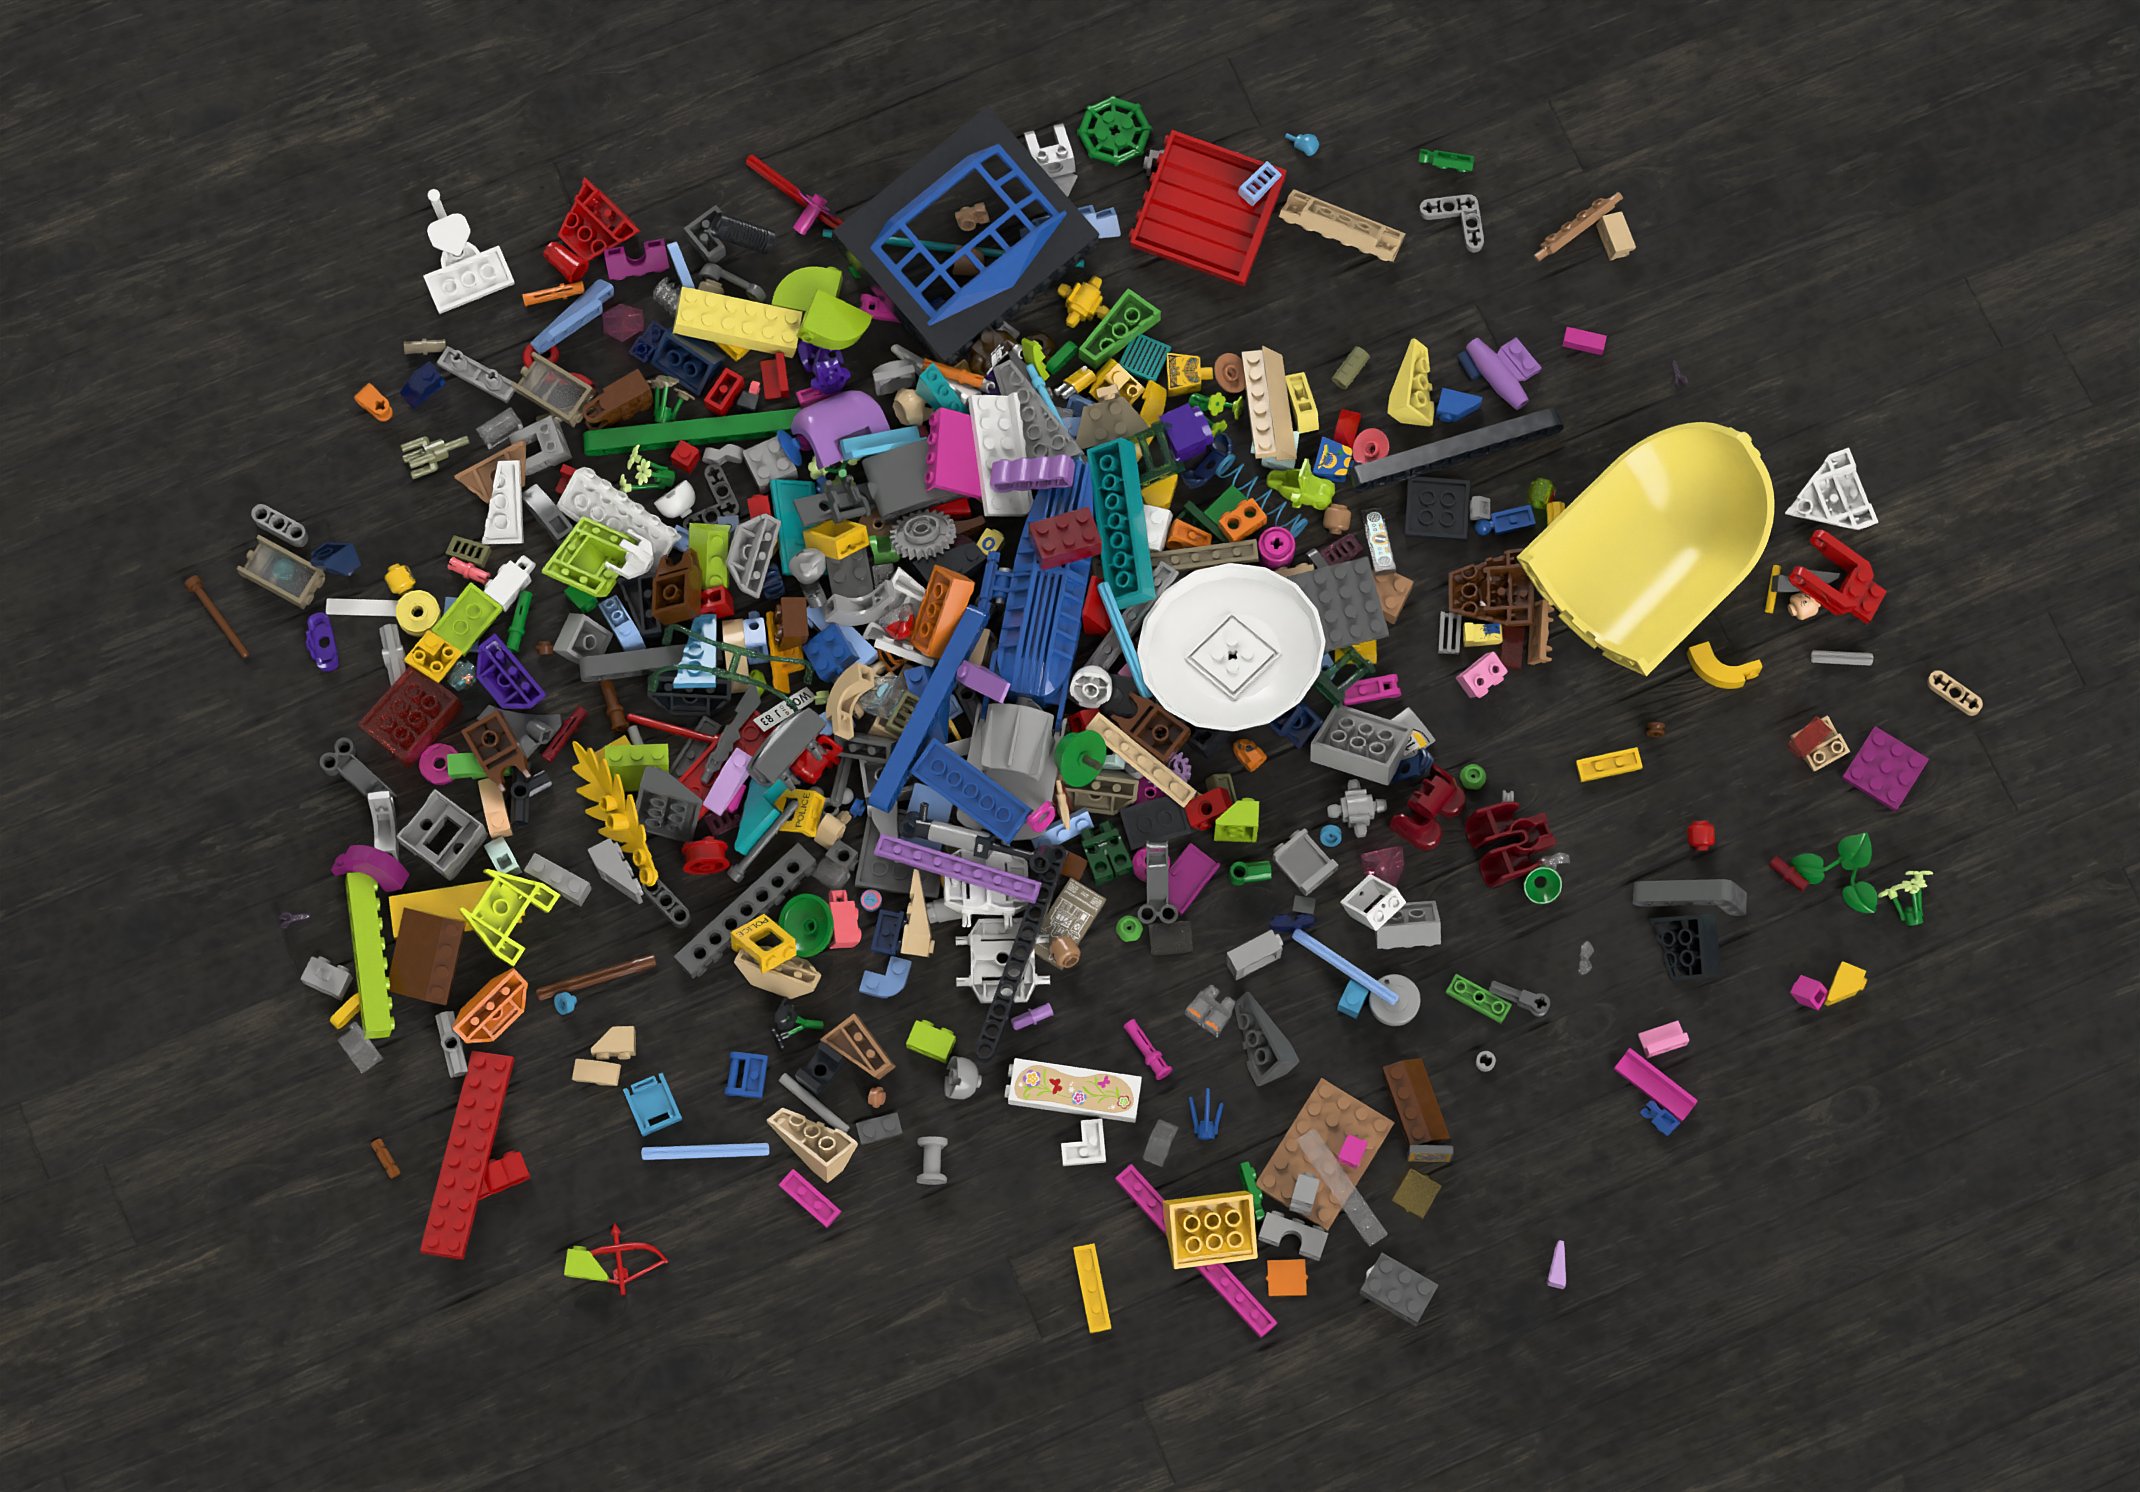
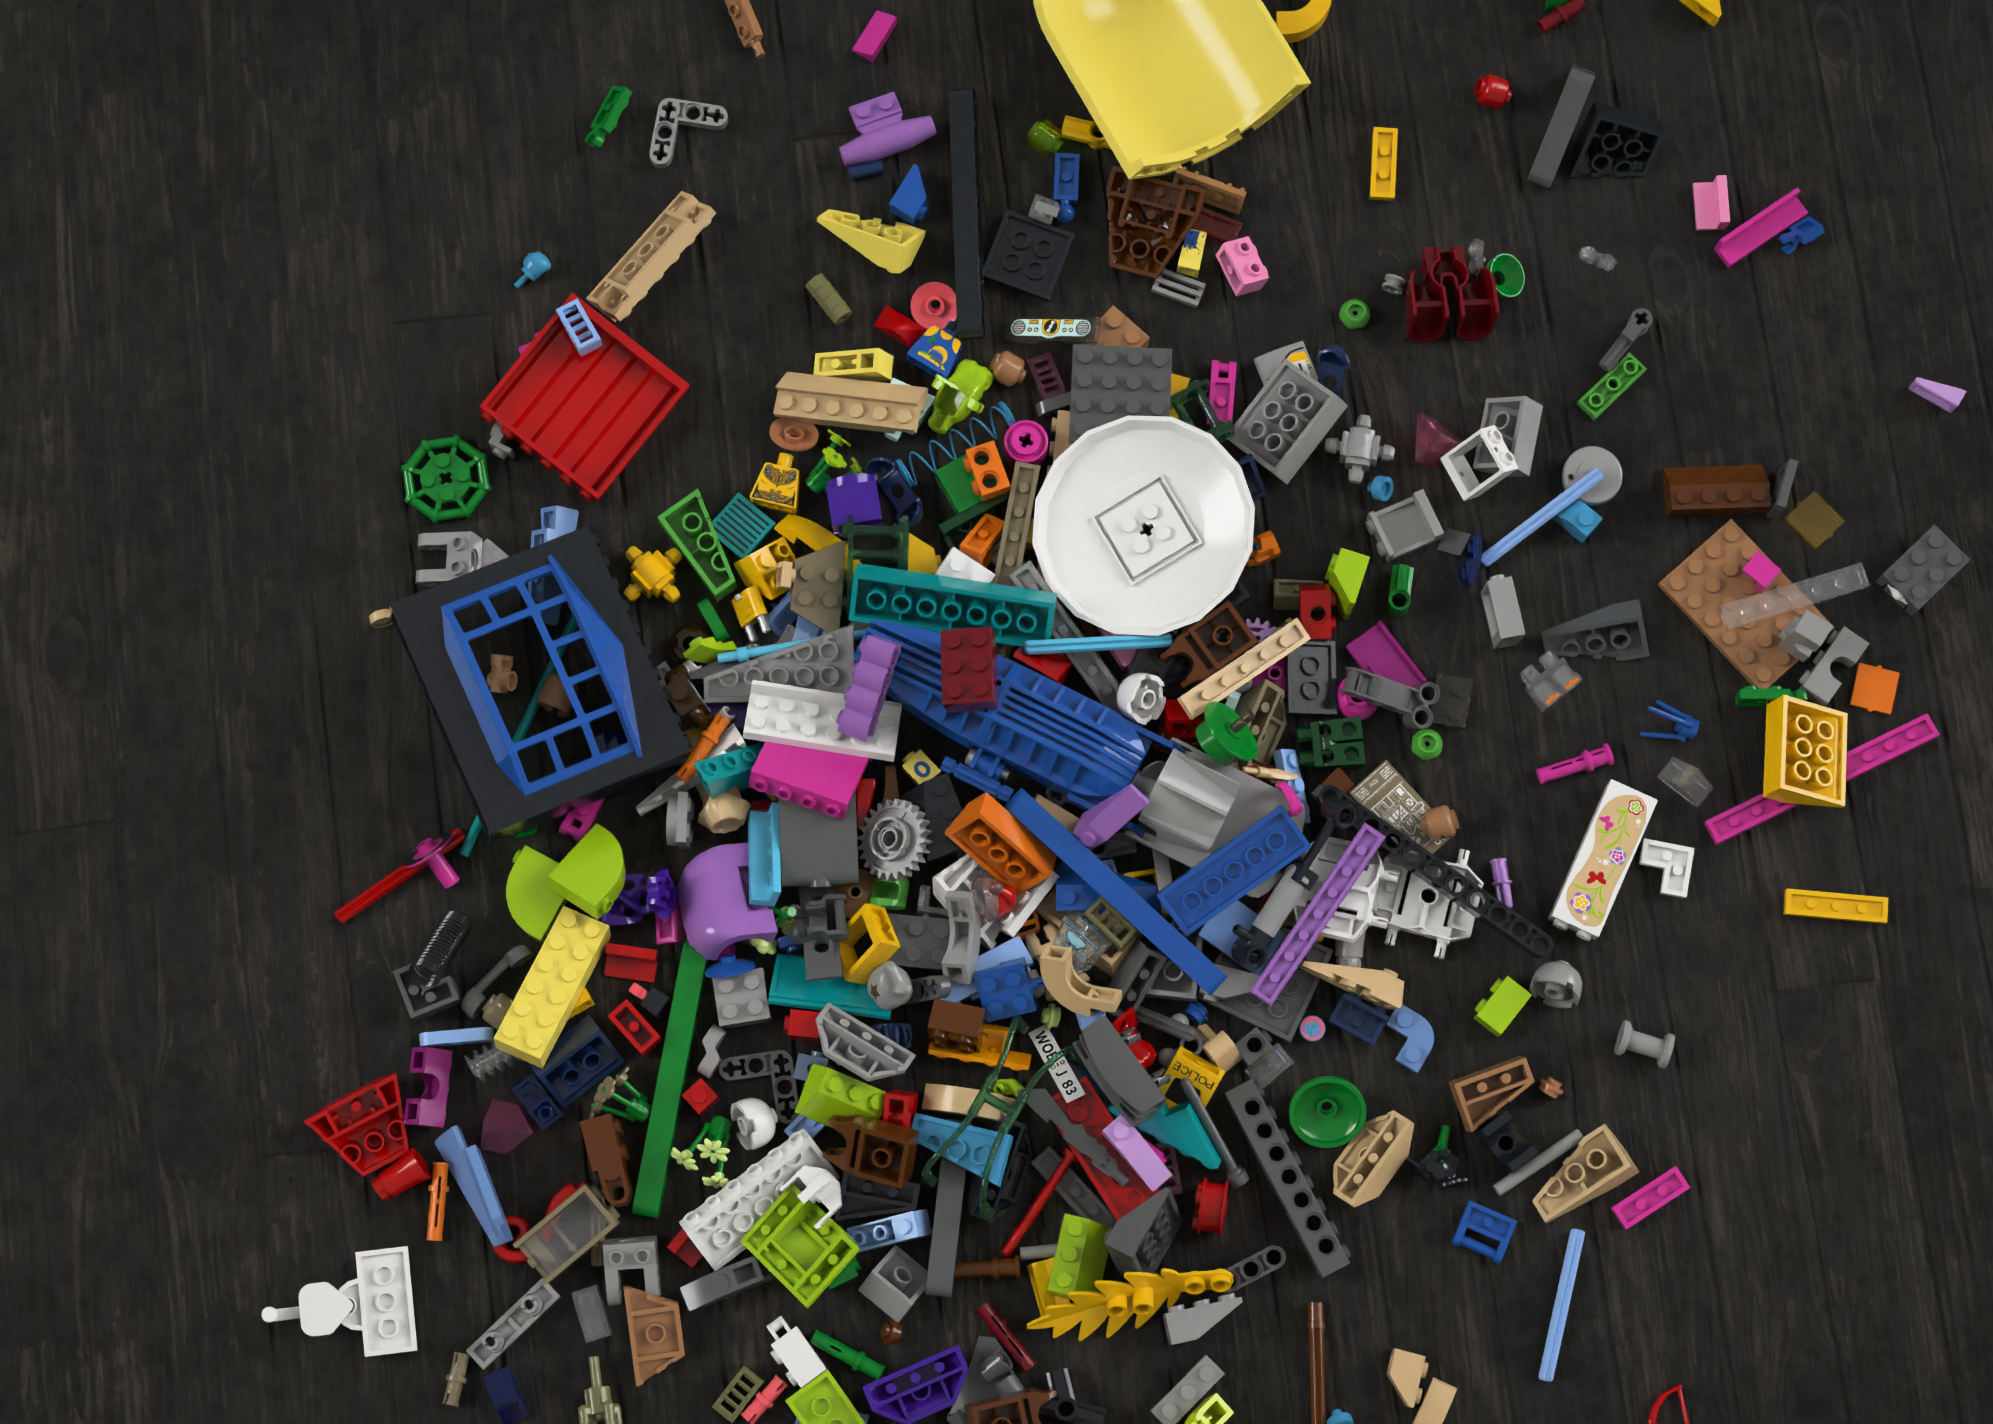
camera: 75 degrees left, 5 degrees up
(505, 511) = (703, 1333): white wing -> none
(650, 1102) = (1484, 1353): dark azure container -> none
(748, 934) = (1318, 1176): yellow window -> none
(755, 636) = (964, 1073): medium blue torso -> none
(845, 916) = (1330, 1063): coral brick -> none
(879, 1128) = (1586, 1095): dark grey plate -> none
(1435, 797) = (1381, 351): dark red piece -> none
(1489, 1055) = (1683, 408): light grey bush -> none
(1655, 729) = (1357, 101): reddish brown bush -> none
(1809, 992) = (1703, 35): dark pink brick -> none

